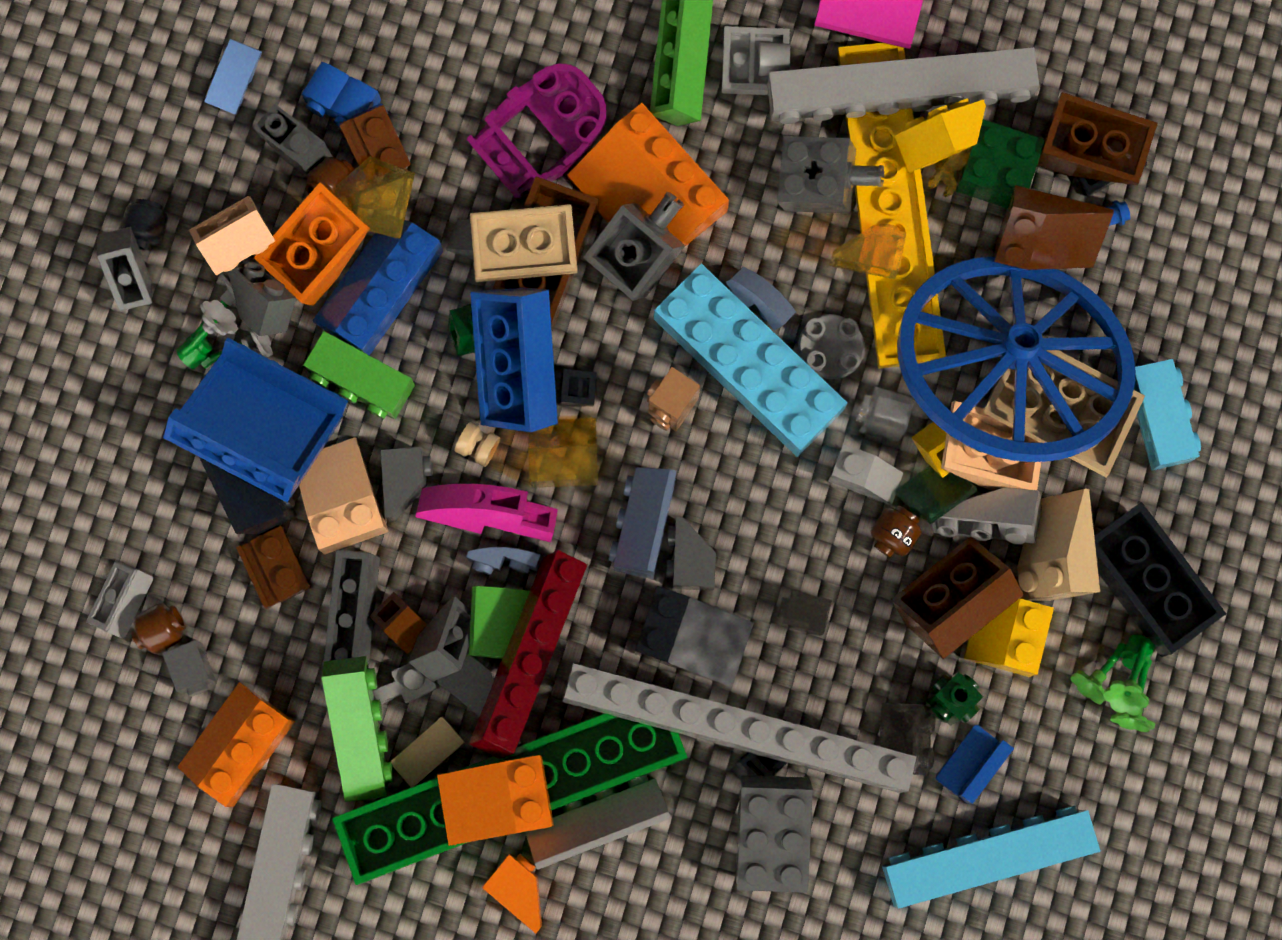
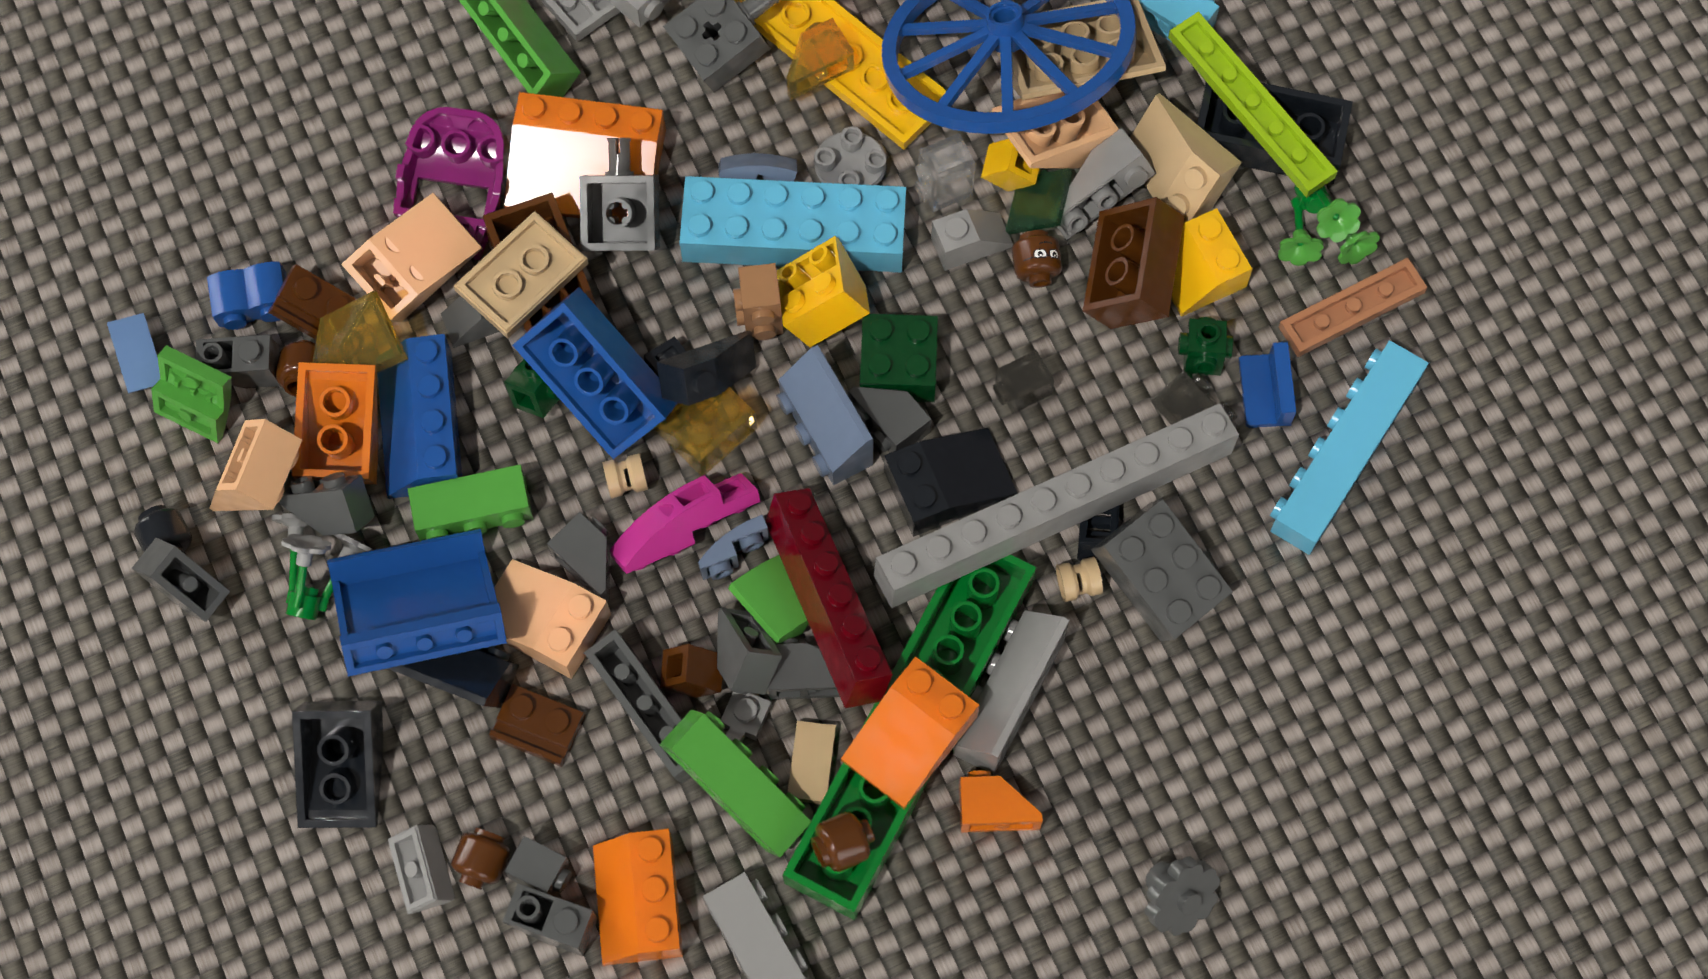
camera: 40 degrees left, 10 degrees down
(125, 481) = (338, 763): none -> black slope
(166, 710) = (551, 919): none -> dark grey slope
(241, 140) = (192, 394): none -> bright green slope
(384, 835) = (842, 841): none -> reddish brown head
(465, 165) = (412, 257): none -> light nougat slope
(591, 421) = (706, 369): none -> black slope
(720, 429) = (821, 293): none -> yellow slope
(722, 792) = (1079, 579): none -> tan wheel
(735, 520) = (900, 354): none -> dark green brick
(1089, 760) = (1352, 307): none -> nougat plate
(1147, 555) = (1252, 104): none -> lime plate

